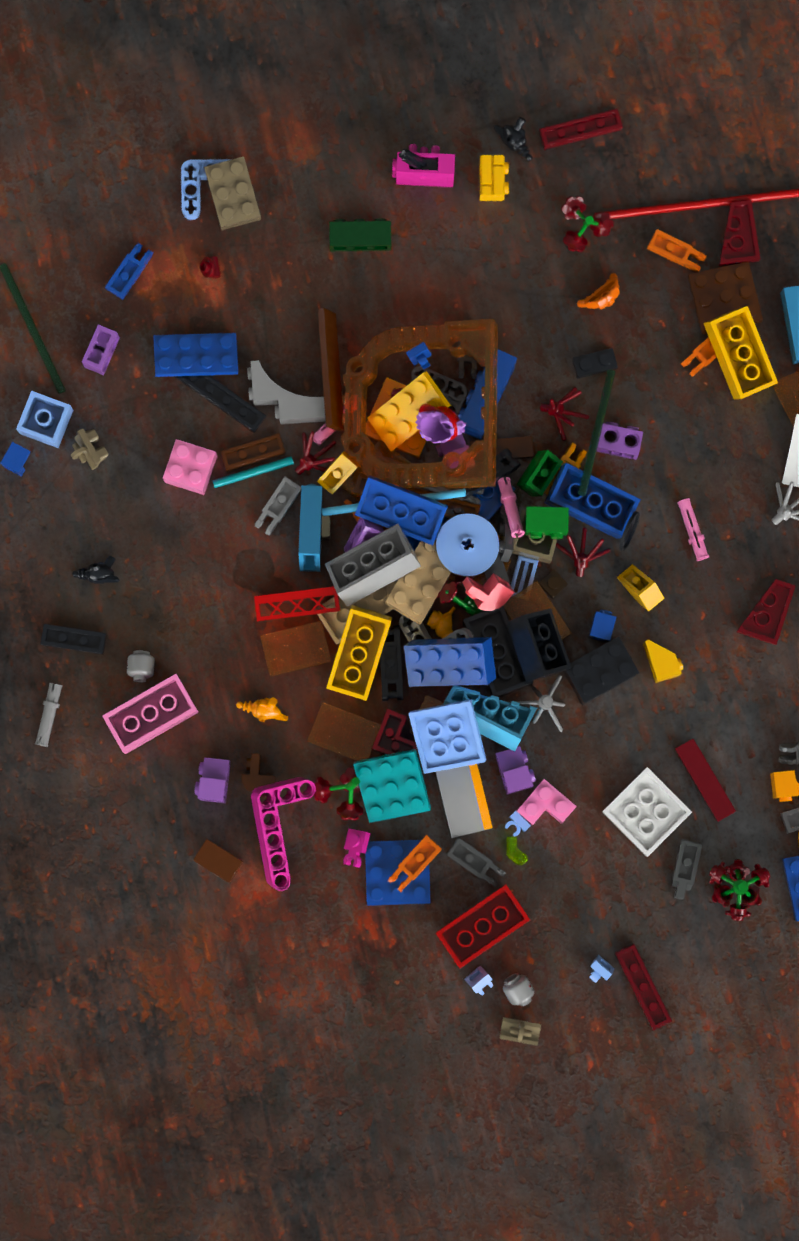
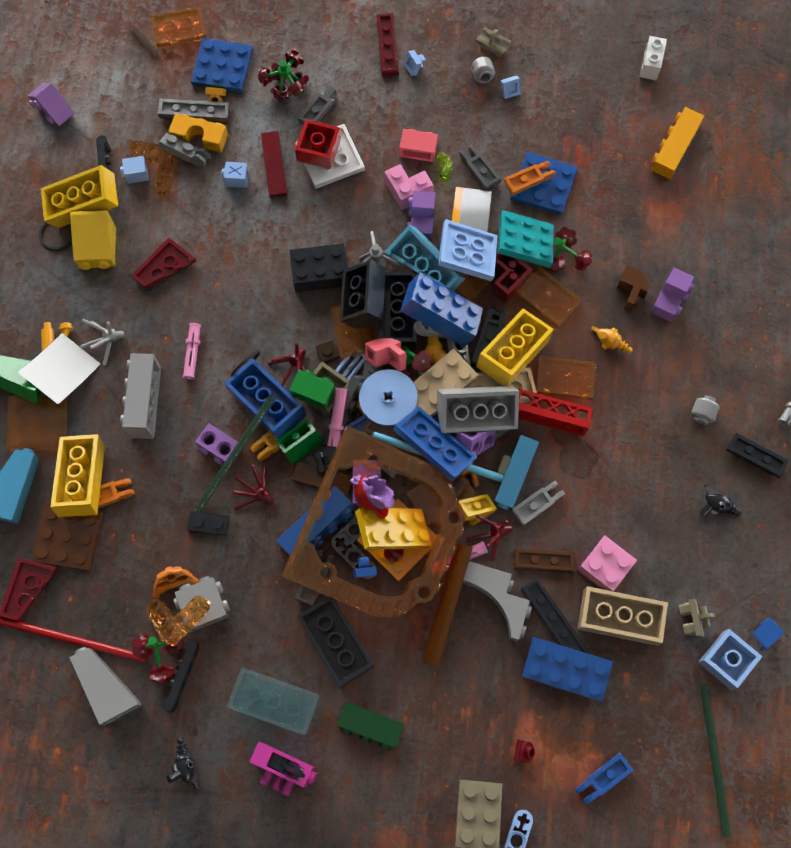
camera: 155 degrees left, 10 degrees down
(100, 349) = (657, 706): medium lavender brick -> none
(150, 714) = (709, 366): bright pink brick -> none
(159, 421) = (622, 616): none -> tan brick
(218, 861) = (689, 236): reddish brown panel -> none
(253, 472) = (550, 542): teal bar -> none
(264, 980) = (677, 142): none -> light orange brick
(273, 826) = (636, 257): dark pink beam -> none
(327, 1082) = (653, 58): none -> white brick
(356, 843) = (569, 212): dark pink plate -> none
(421, 292) = (335, 641): none -> black brick
(457, 220) = (274, 701): none -> clear light blue brick
(482, 926) = (493, 118): red brick -> none
(493, 177) = (222, 733): yellow brick -> none
(519, 822) = (436, 183): light blue tile -> none
(554, 220) = (178, 683): none -> black plate
(554, 862) = (418, 145): none -> coral brick
(564, 282) = (210, 590): none -> light grey brick
(580, 129) = (118, 751): dark red tile -> none
(581, 249) = (198, 606): none -> clear orange beam
(602, 626) = (302, 301): blue brick -> none
(621, 175) = (103, 688): none -> light grey slope
(641, 587) = (257, 321): yellow slope -> none
(662, 662) = (266, 256): yellow slope -> none
(662, 809) = (318, 144): none -> red brick
(675, 250) = (90, 597): orange hinge -> none
(718, 456) = (141, 396): none -> light grey brick
(740, 747) = (235, 174): none -> light blue brick

